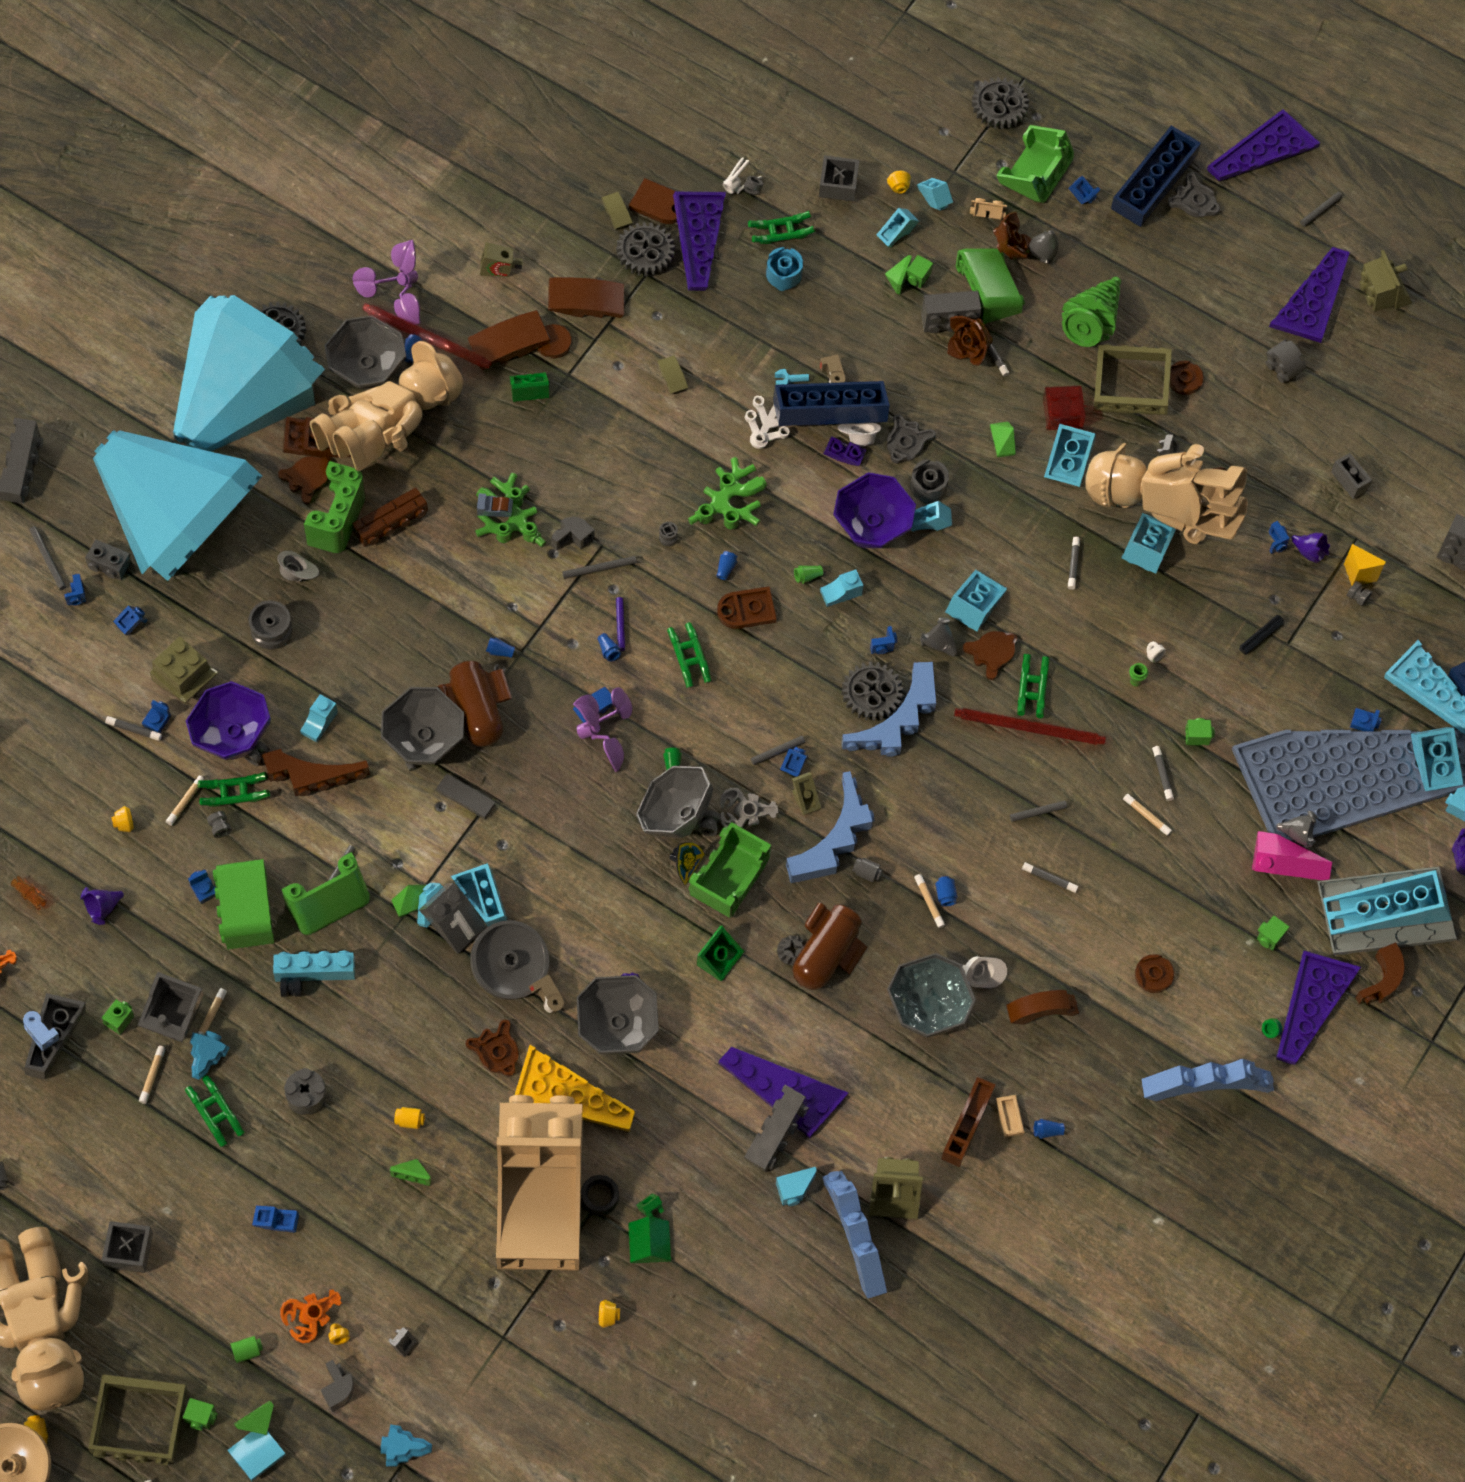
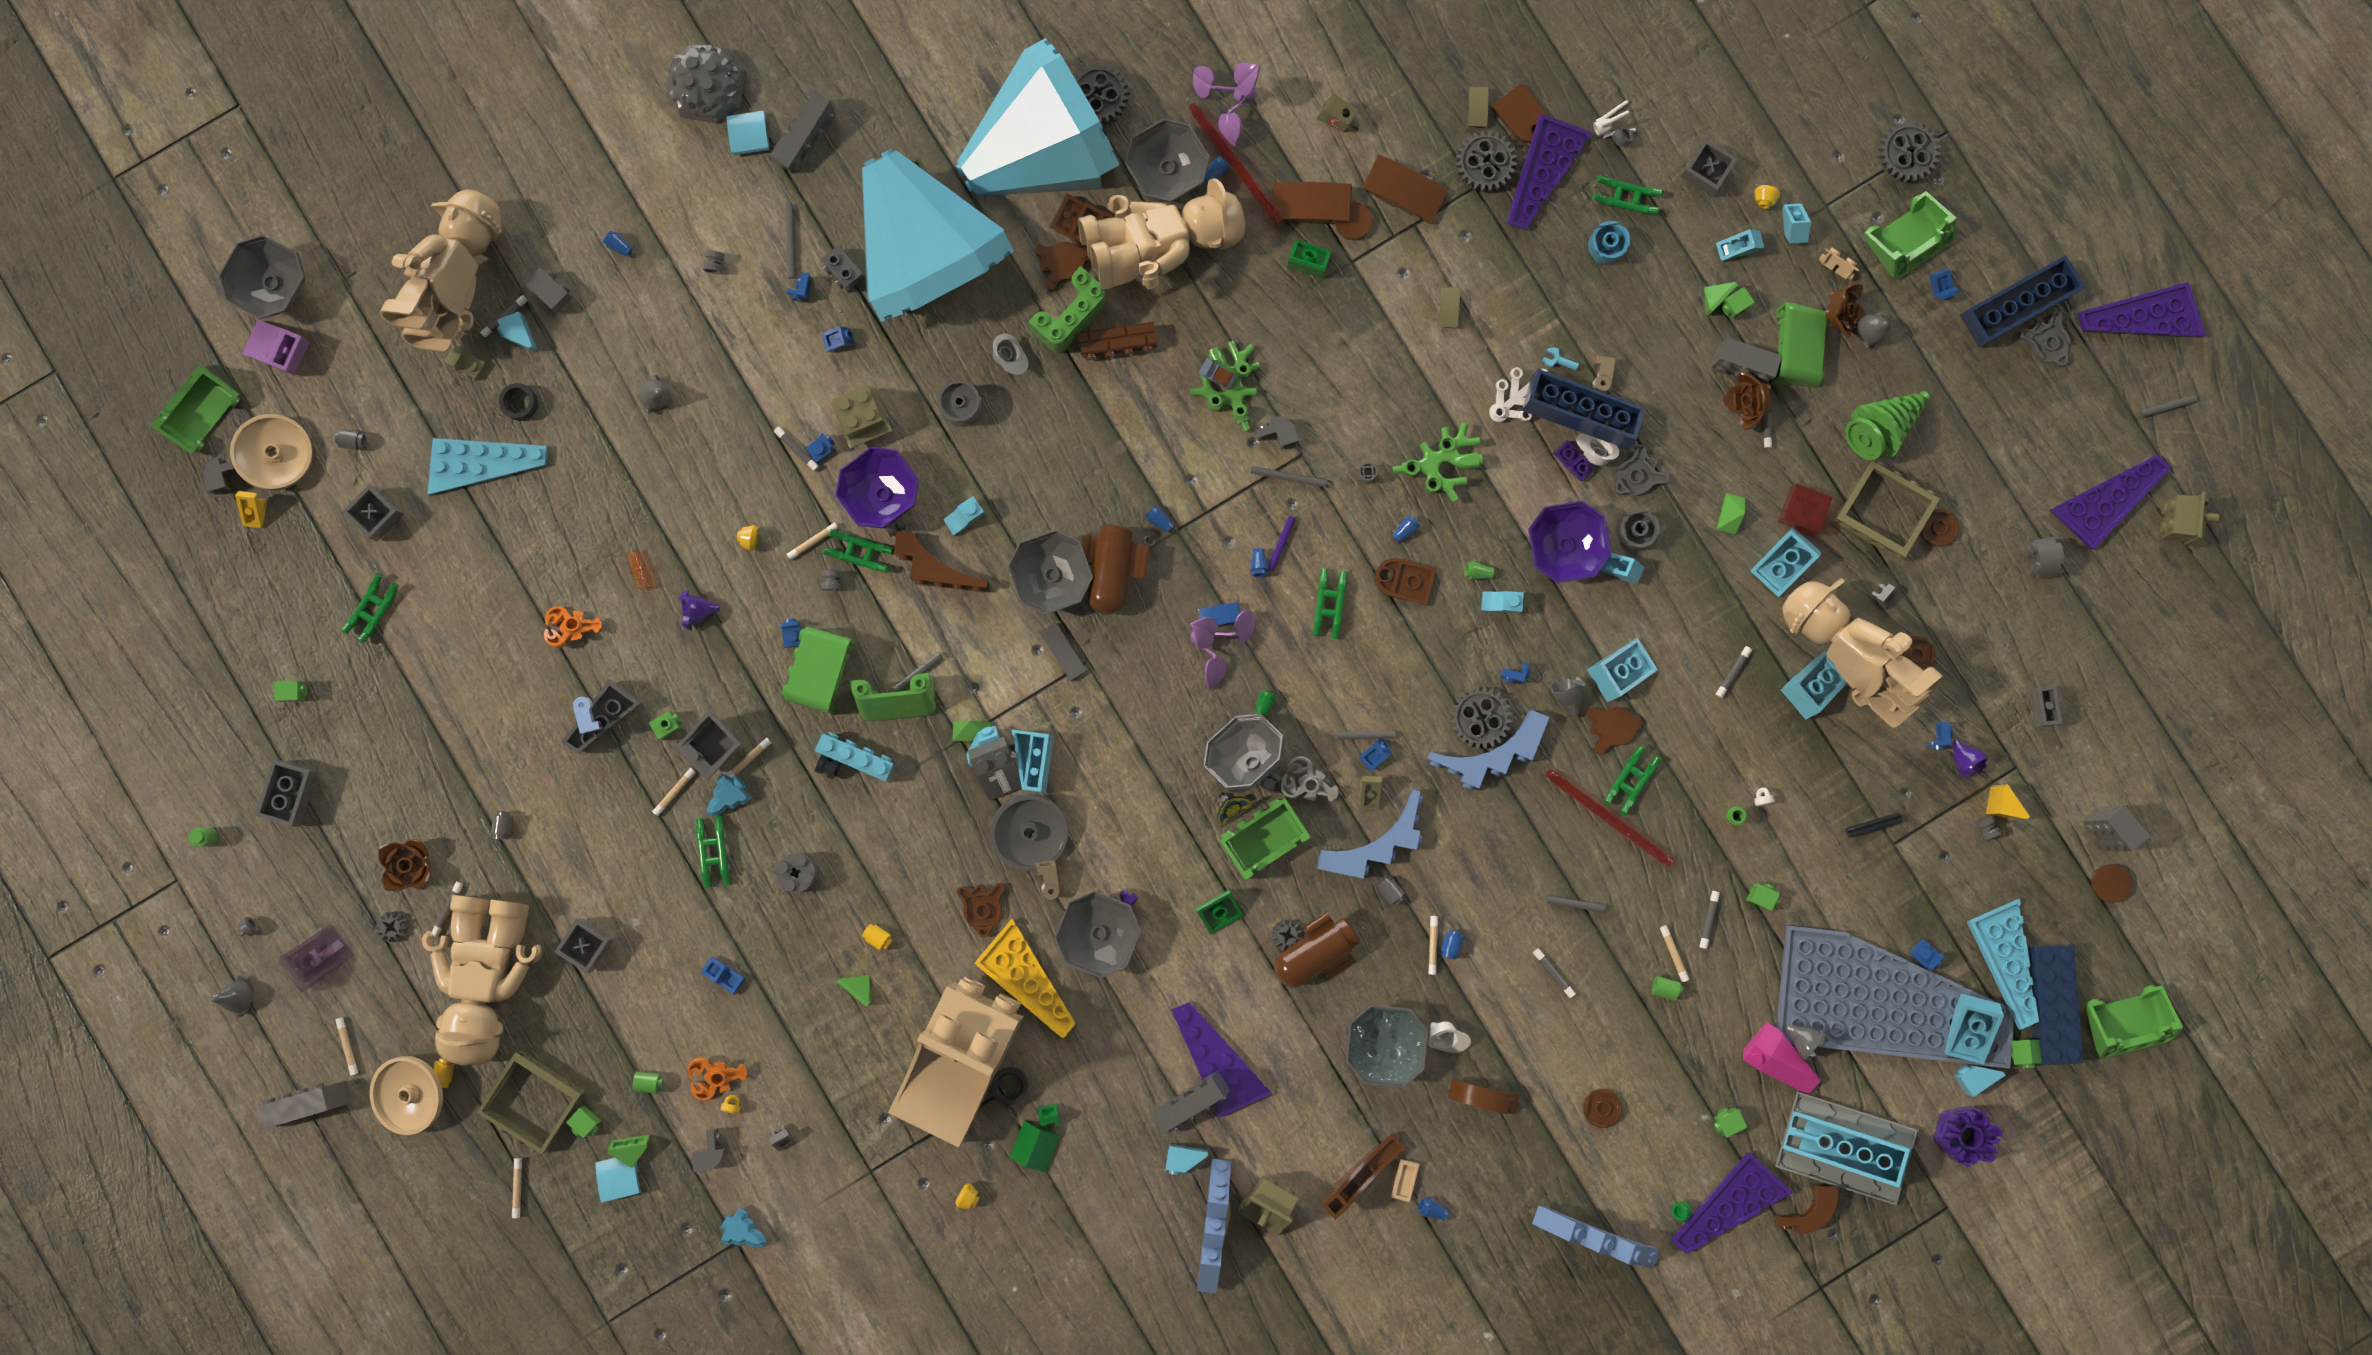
camera: 30 degrees right, 20 degrees up
(1156, 845) = (1667, 988): none -> bright green brick

